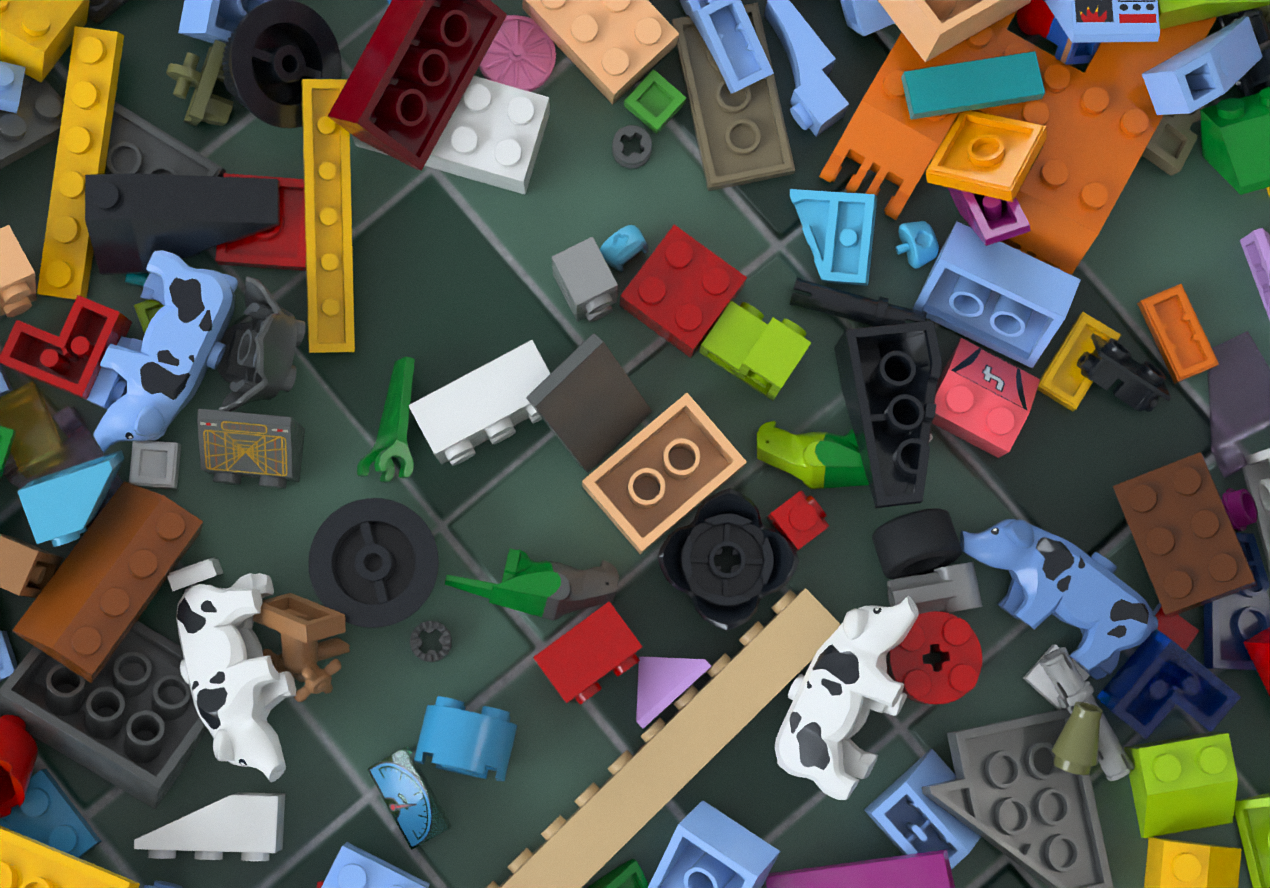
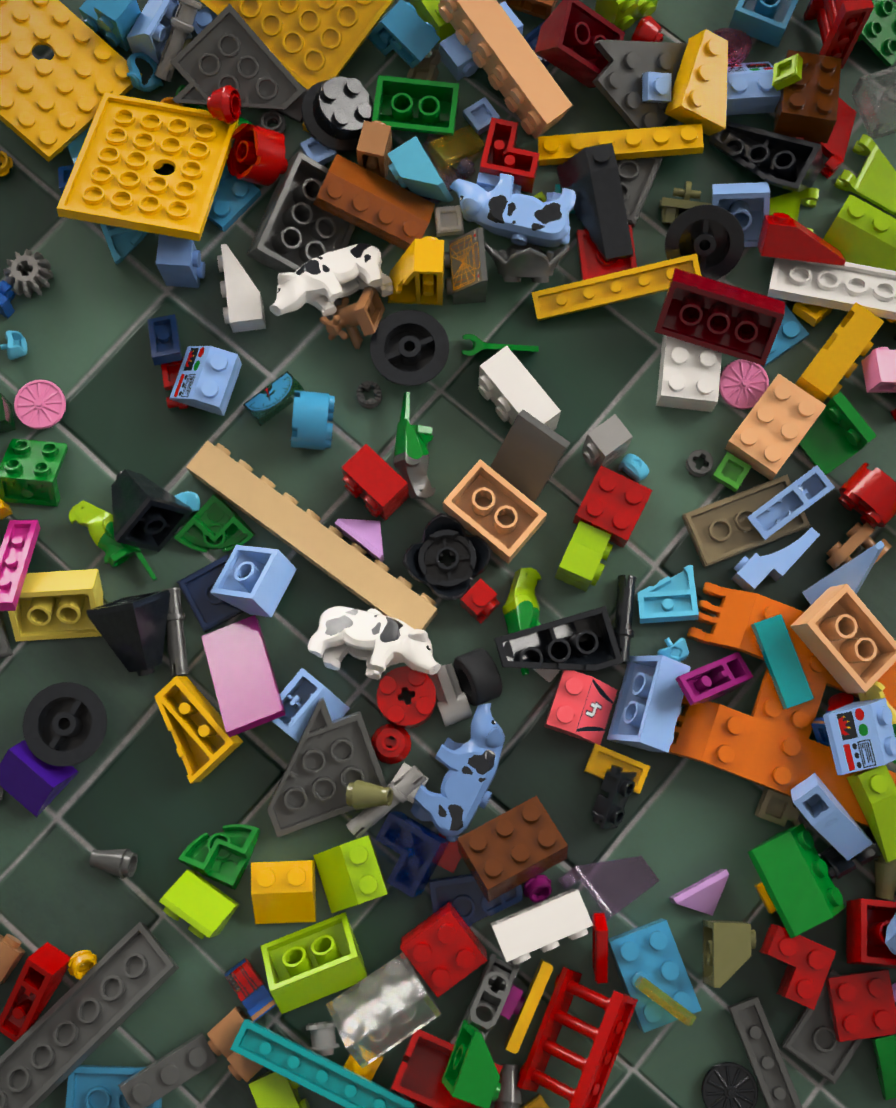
camera: 90 degrees right, 5 degrees down
(194, 573) = (386, 251): white tile -> none
(250, 526) = (419, 273): none -> yellow wedge
(986, 154) = (738, 677): light orange tile -> none
(989, 707) = (400, 746): none -> red cone
(1178, 333) = (647, 831): orange plate -> none

